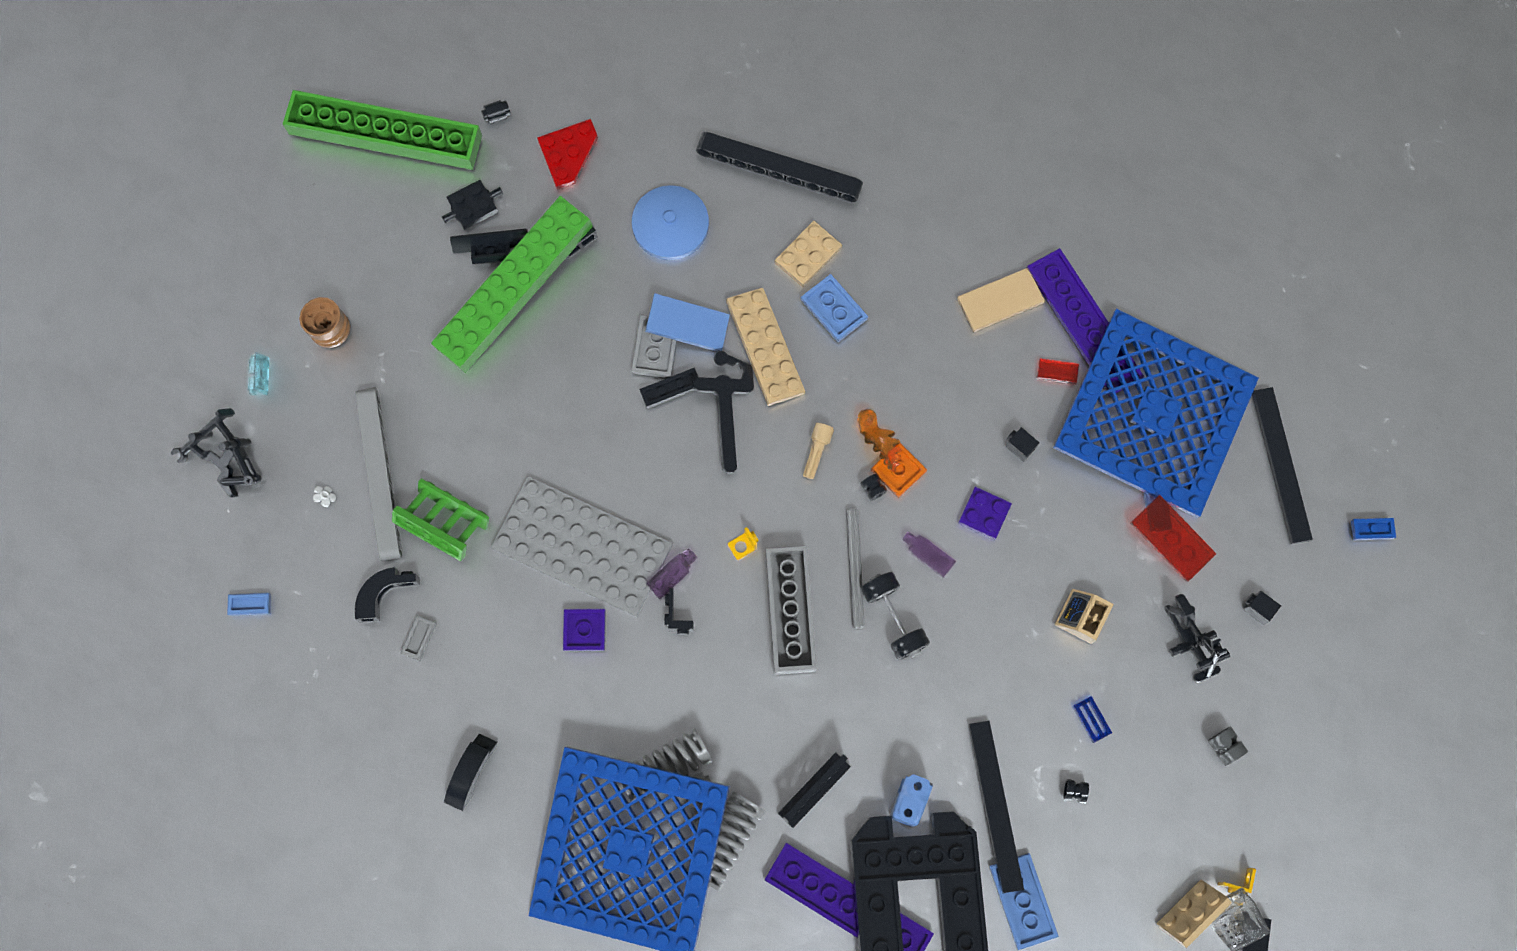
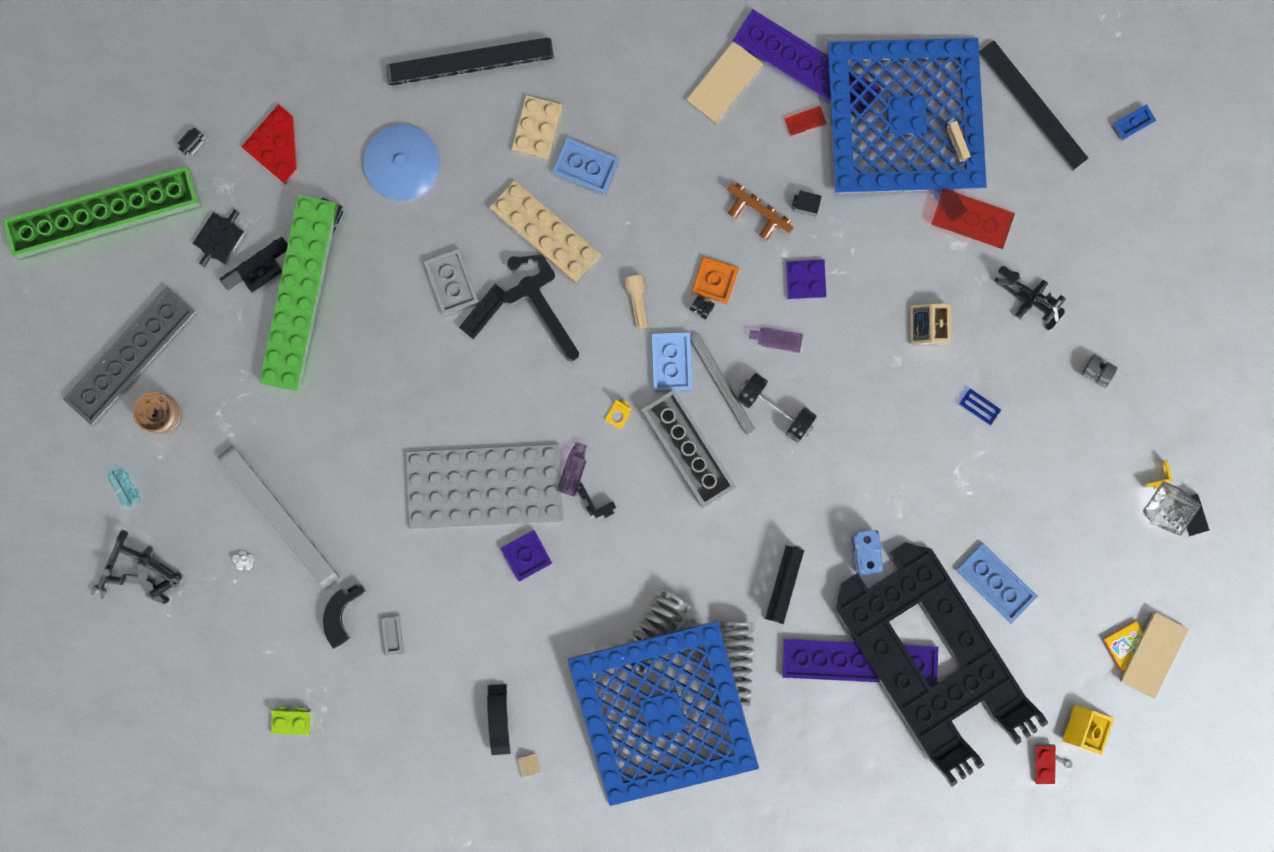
camera: 25 degrees left, 10 degrees up
(249, 604) = (234, 683): medium blue tile -> none
(278, 668) = (291, 722): none -> lime bracket
(332, 263) = (129, 356): none -> dark grey plate
(438, 536) = (360, 545): bright green fence -> none
(474, 832) = (528, 765): none -> tan slope
(687, 322) = (467, 247): medium blue tile -> none
(818, 522) = (671, 362): none -> light blue plate
(880, 438) = (685, 262): clear orange plant -> none
(973, 417) = (744, 200): none -> dark orange plate
(996, 807) = (937, 519): black tile -> none
(1076, 791) = (995, 473): black wheel -> none
(1194, 459) = (958, 141): none -> tan tile
(1194, 913) = (1135, 521): tan plate -> none
(1261, 607) = (1073, 239): black brick -> none

